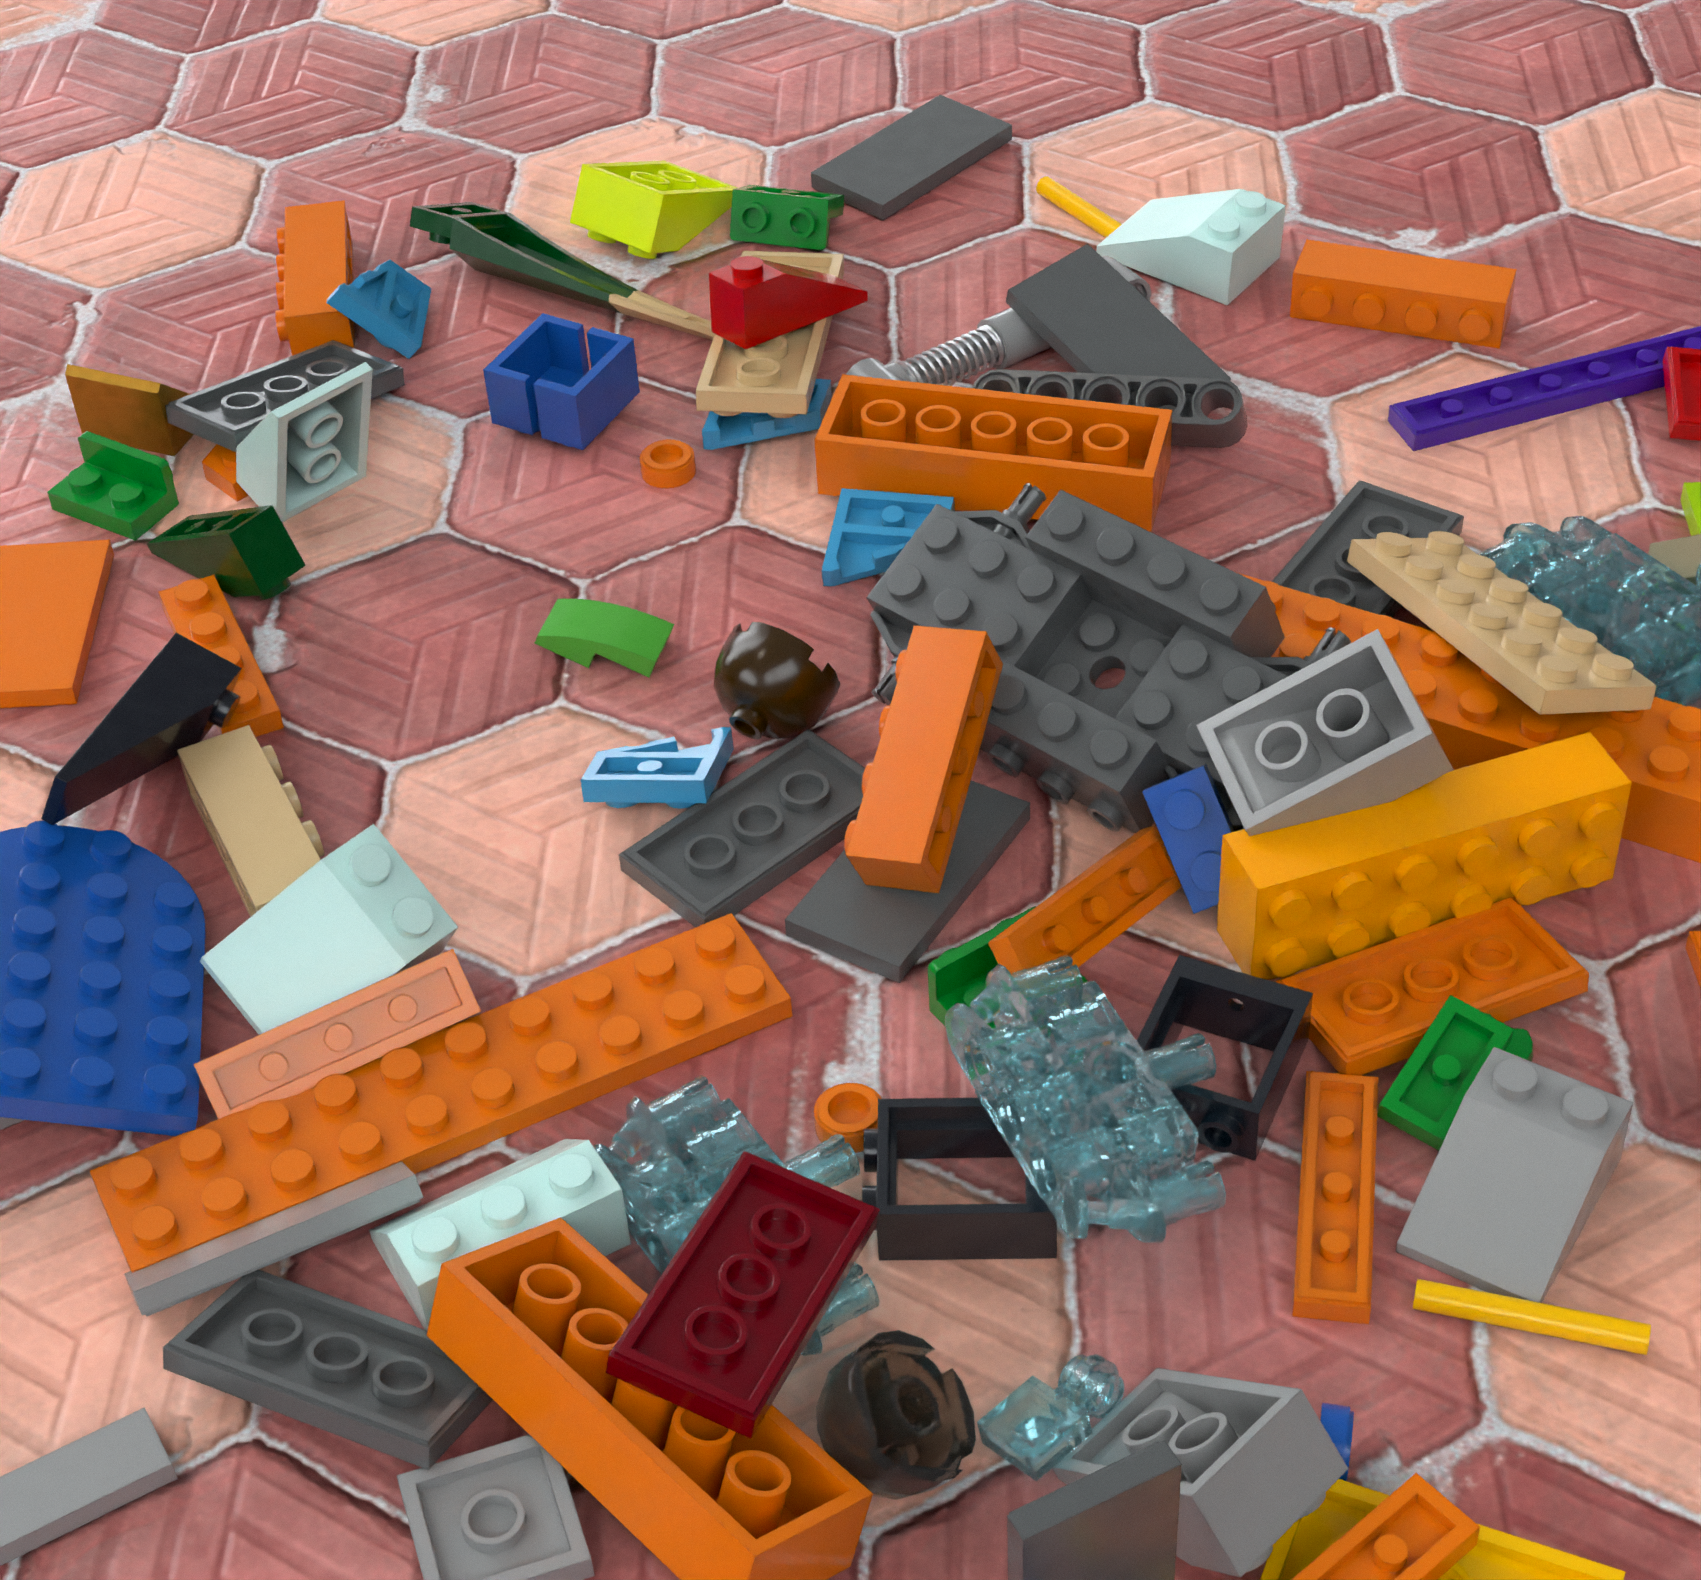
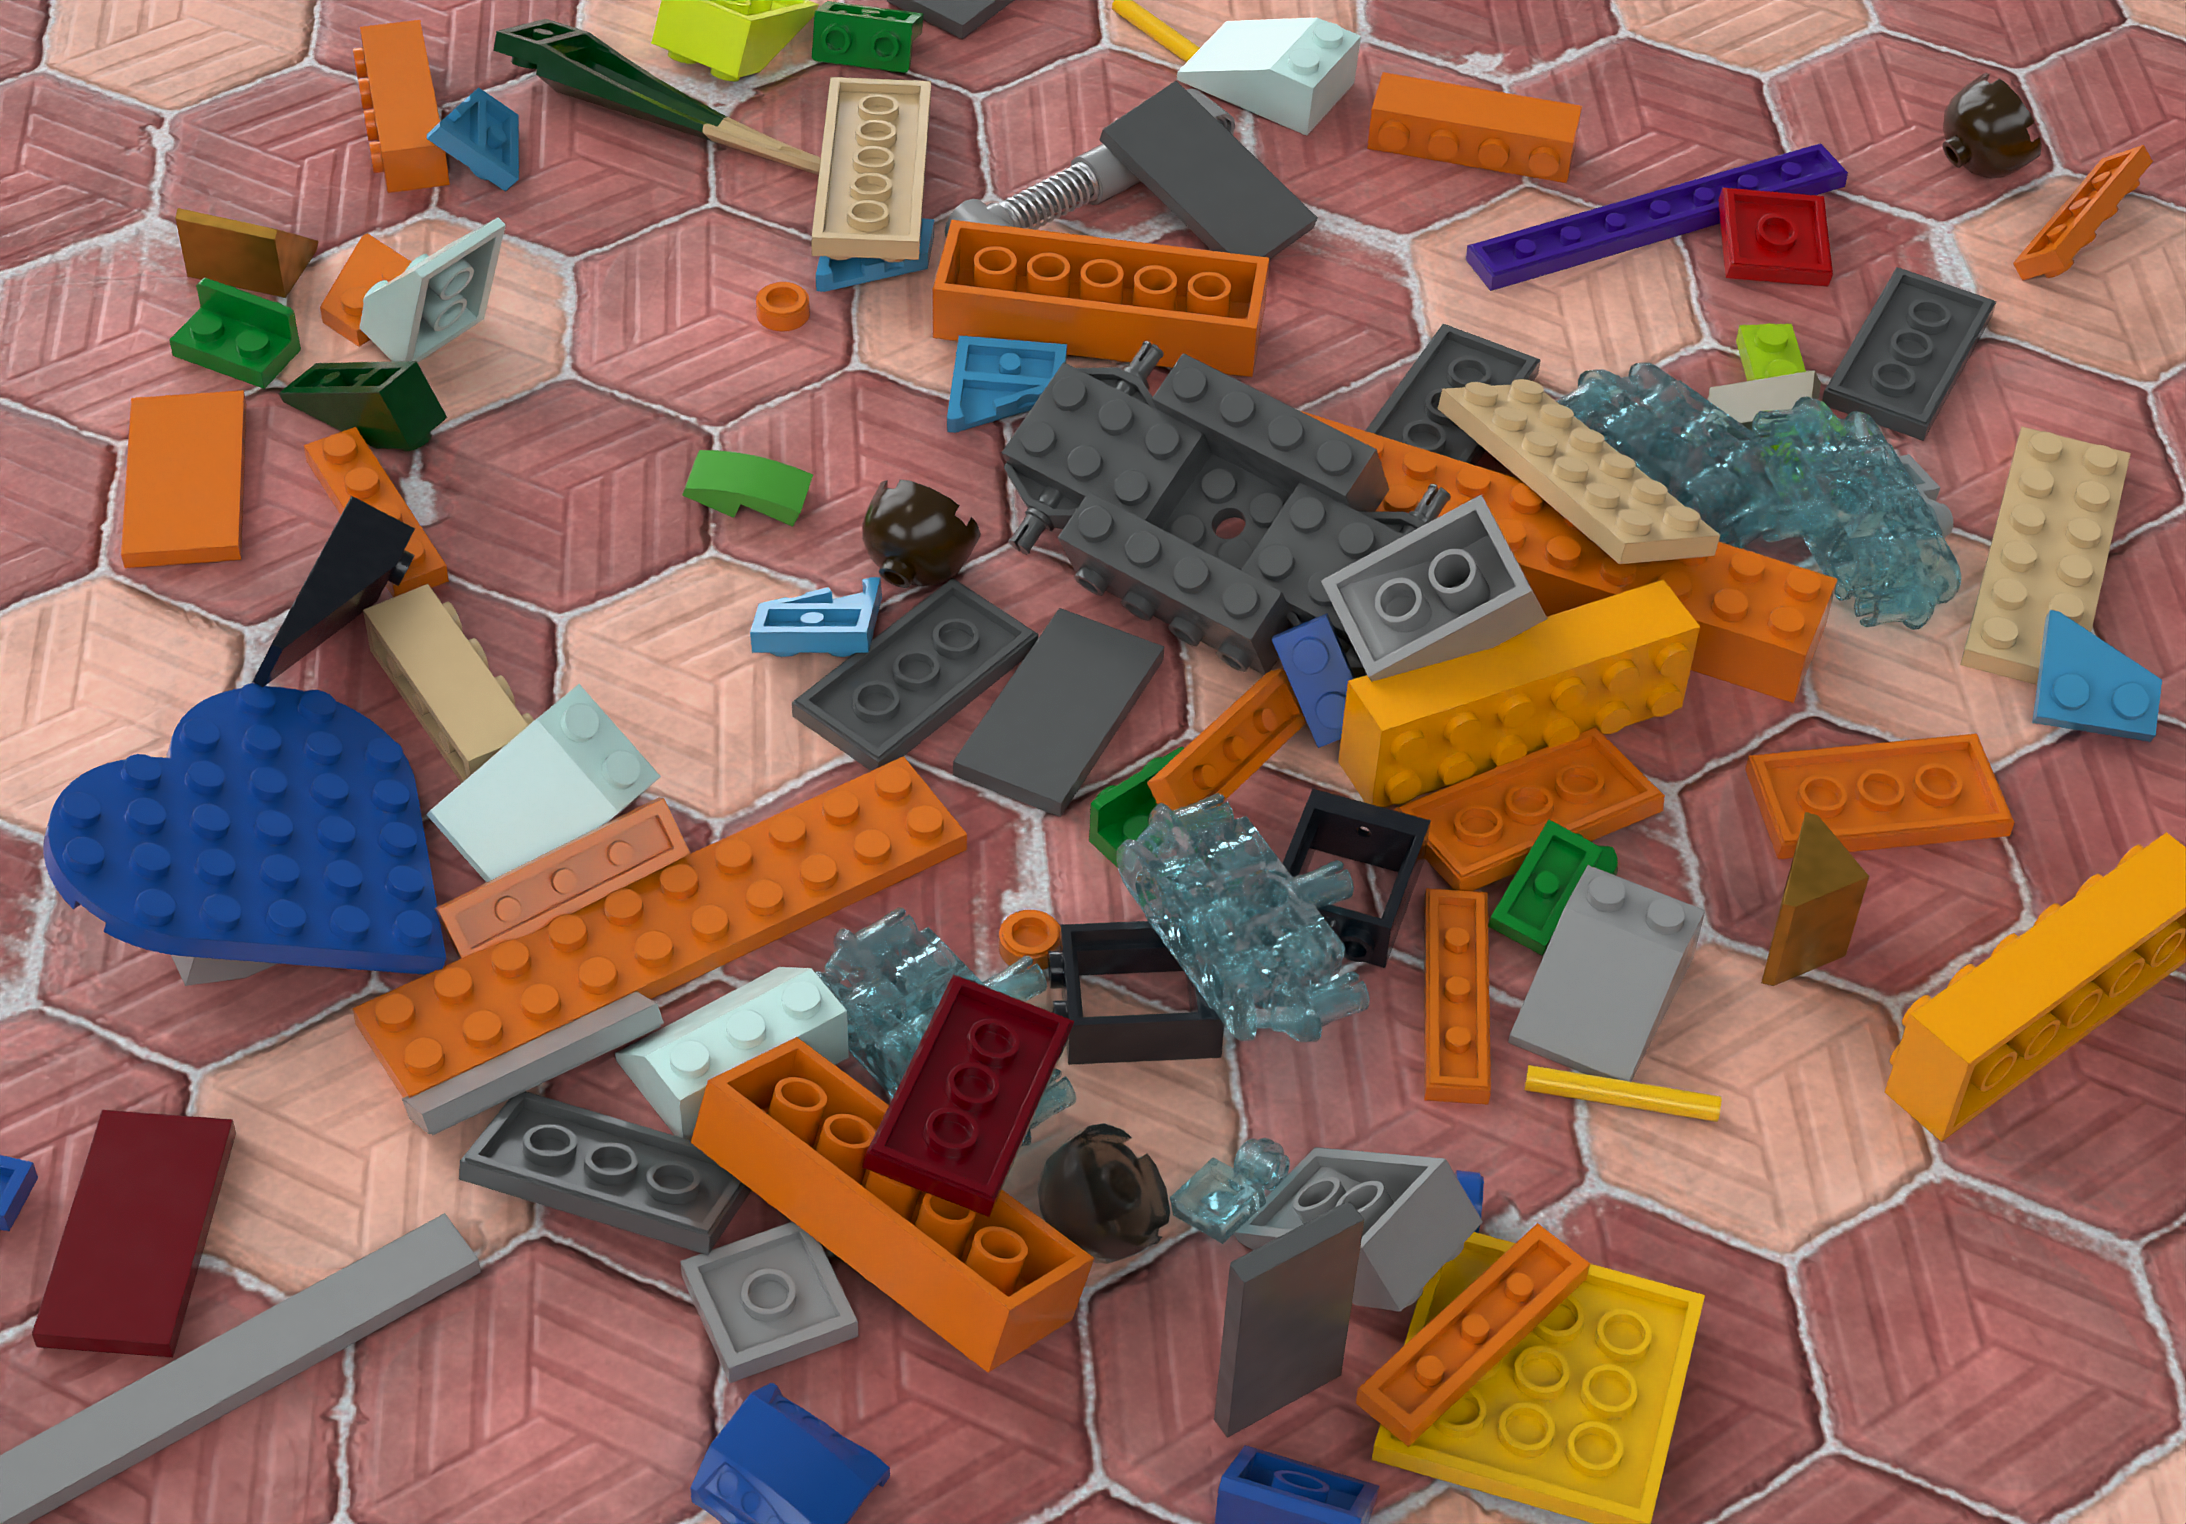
camera: 10 degrees left, 5 degrees up
(238, 405) = (390, 234): dark grey tile -> none
(547, 382) = (654, 224): blue piece -> none
(767, 299) = (872, 138): red slope -> none
(924, 759) = (1072, 611): orange brick -> none
(1190, 395) = (1284, 241): dark grey beam -> none

